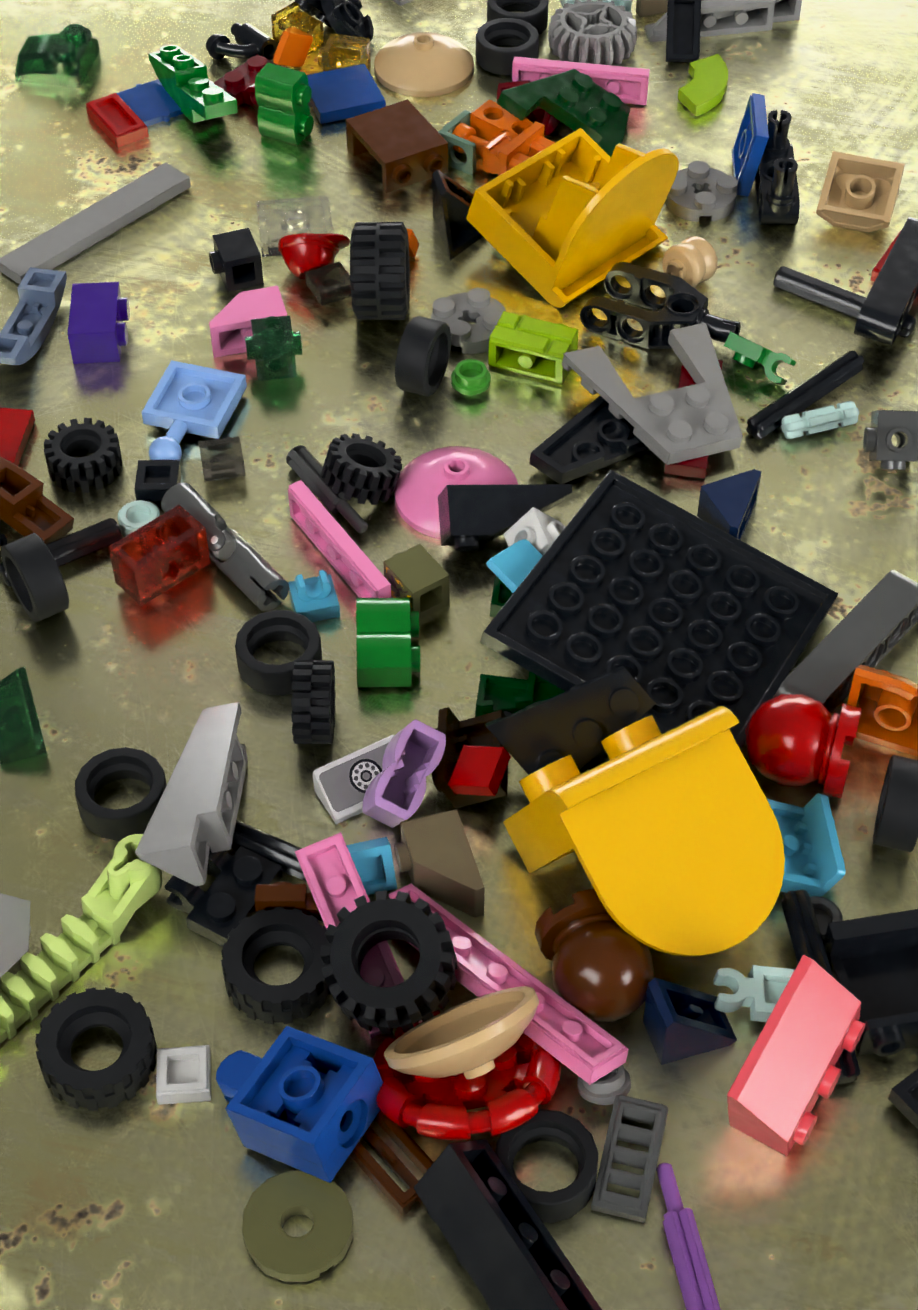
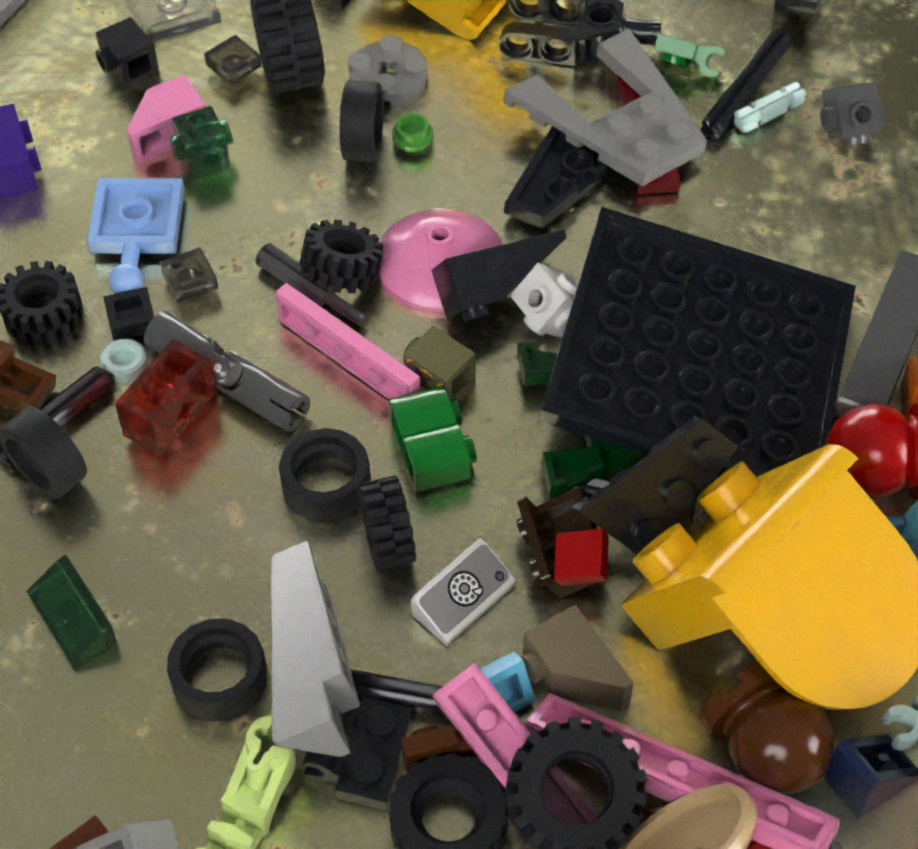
camera: 15 degrees left, 5 degrees up
(310, 251) = (202, 30): red hat -> none
(314, 597) = (338, 405): medium azure tile -> none
(402, 784) = (509, 568): lavender brick -> none
(514, 563) = (543, 328): medium azure slope -> none
(531, 346) = (464, 88): lime brick -> none
(730, 502) = (718, 213): dark blue slope -> none

